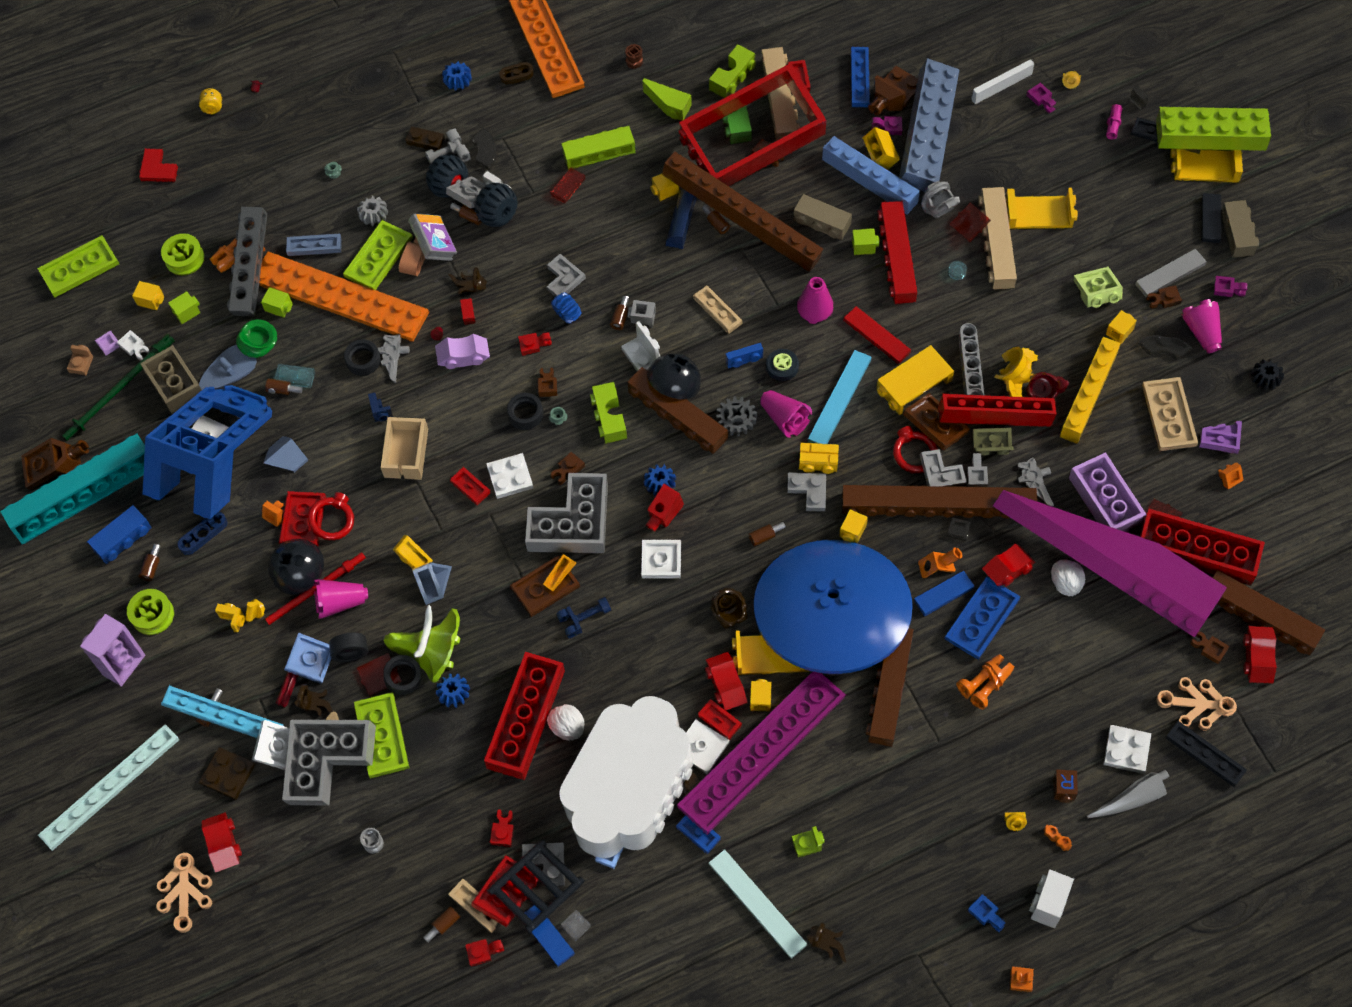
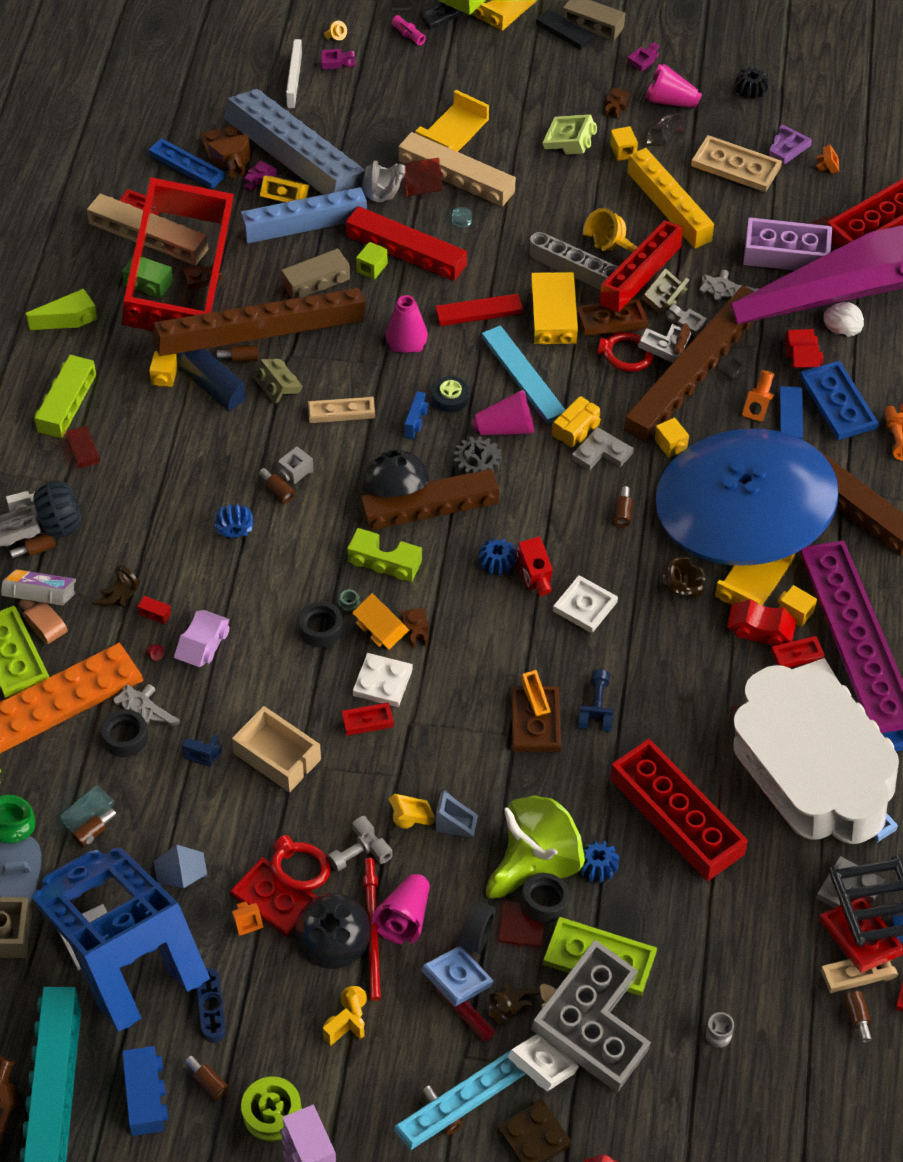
camera: 60 degrees left, 10 degrees down
(373, 545) = (366, 843): none -> light grey bar
(502, 832) = (788, 906): red plate -> none
(531, 343) = (243, 577): red plate -> none
(547, 384) = (305, 589): reddish brown plate -> none
(550, 444) = (380, 621): none -> light orange brick
(566, 722) = (710, 778): white hair -> none
(567, 276) = (191, 502): light grey plate -> none
(576, 527) = (492, 644): light grey brick -> none
(641, 350) = (338, 486): white bracket -> none
(711, 254) = (276, 379): none -> olive bracket
(726, 82) = (88, 258): lime arch -> none
(957, 477) = (682, 339): none -> reddish brown piece
(1046, 385) = (643, 221): dark red hair -> none
(1171, 272) = (595, 84): light grey tile -> none

